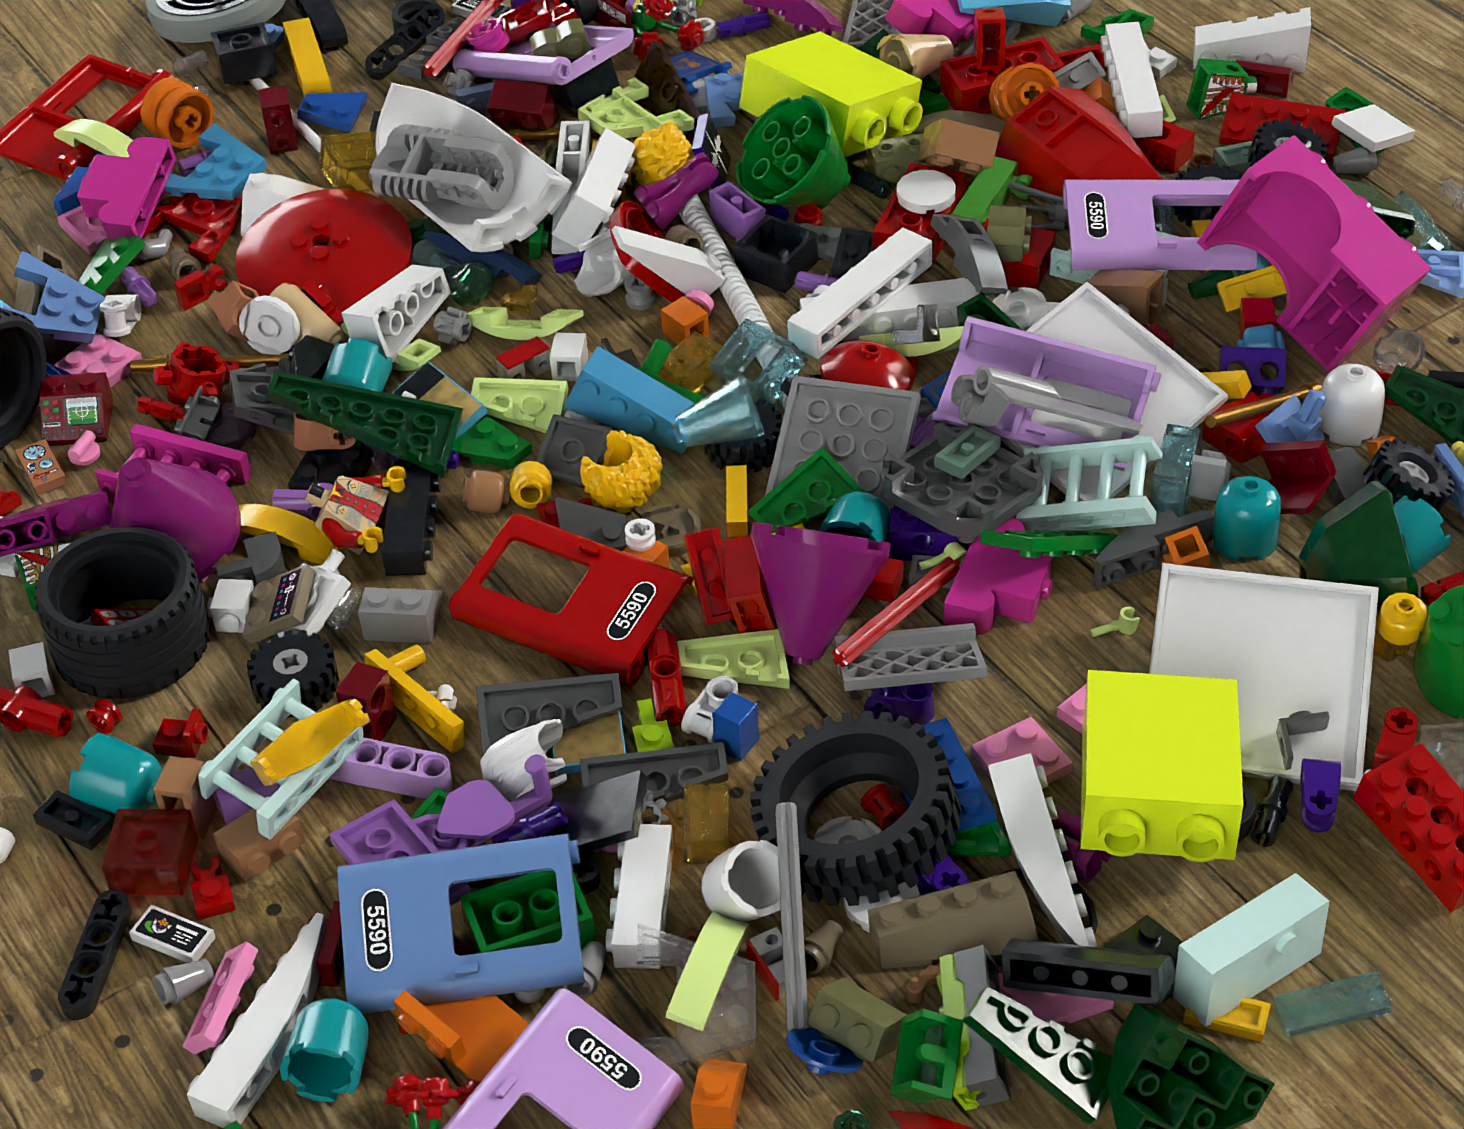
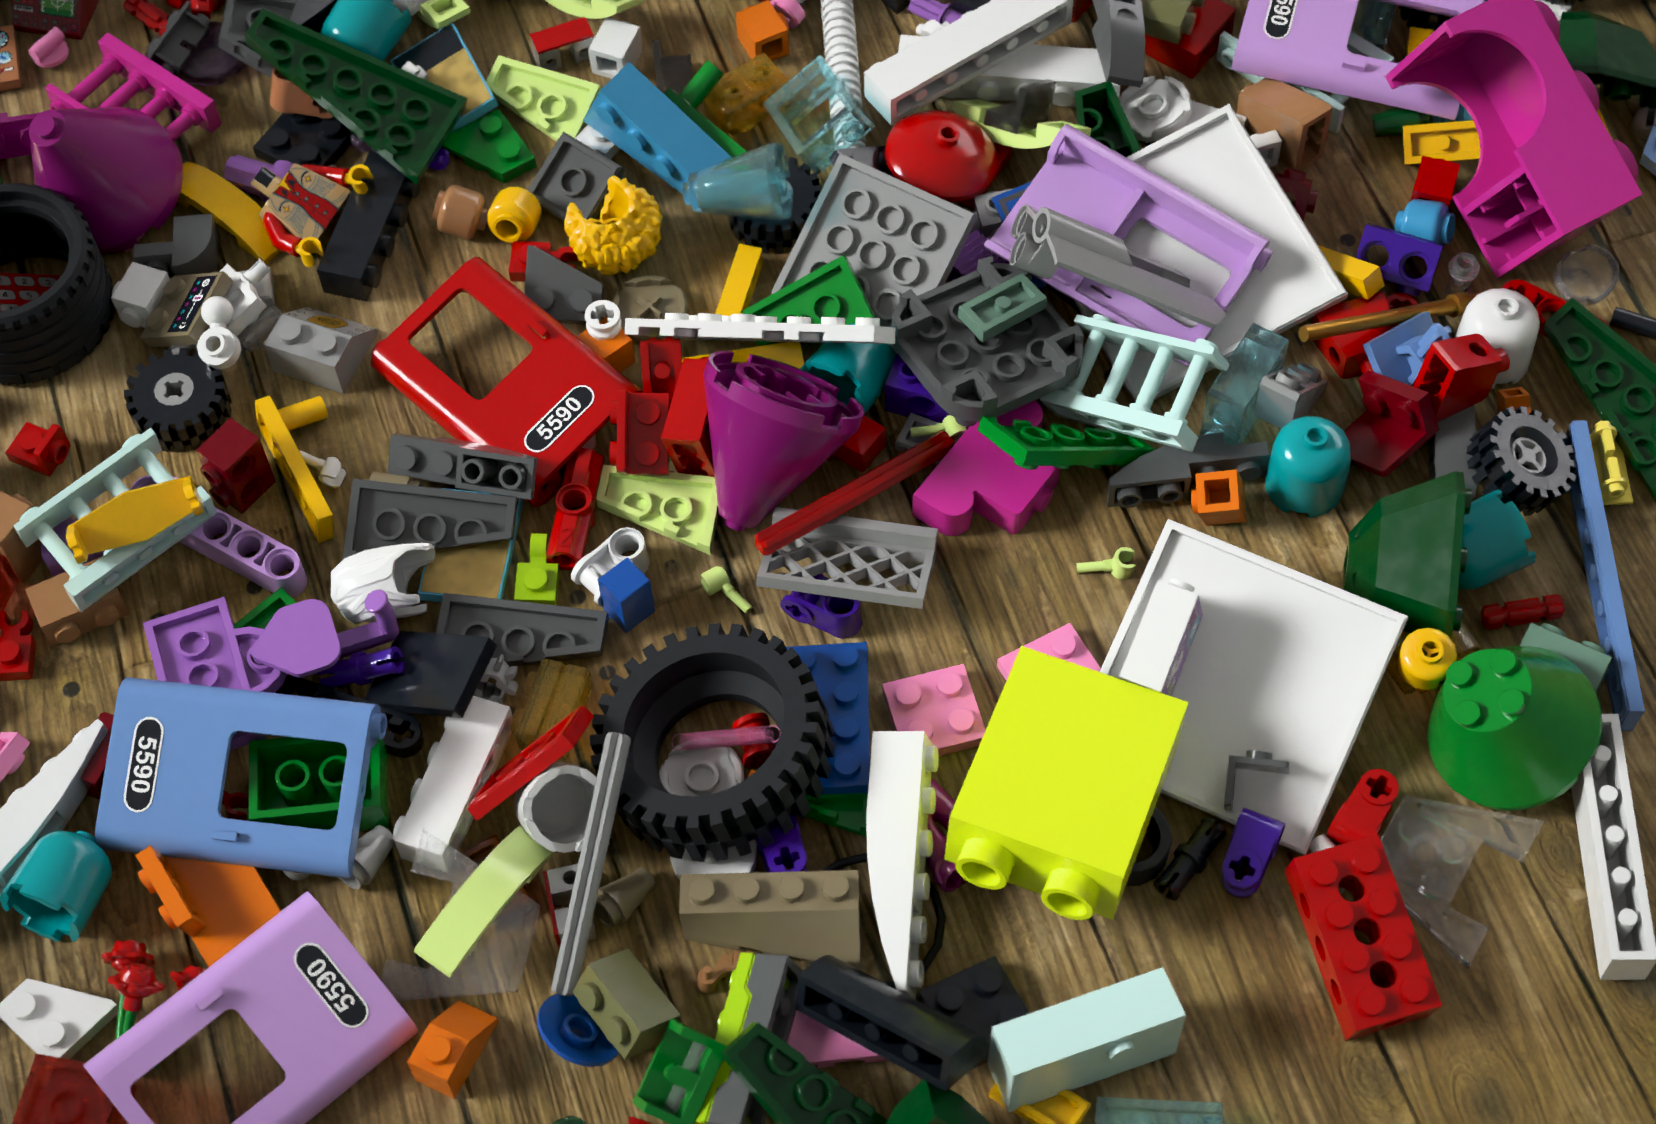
camera: 15 degrees right, 15 degrees up
(312, 594) = (218, 313): none -> white plate
(563, 661) = (463, 464): none -> dark grey slope
(706, 606) = (639, 432): none -> red bracket
(710, 854) = (530, 762): none -> red tile
(737, 518) = (761, 328): none -> white wing
(805, 703) = (716, 580): none -> yellowish green hand
(874, 801) = (696, 734): none -> bright pink piece
(1196, 635) = (1163, 637): none -> white brick
(1305, 367) = (1462, 271): none -> clear pin
(1340, 423) = (1460, 373): none -> red torso

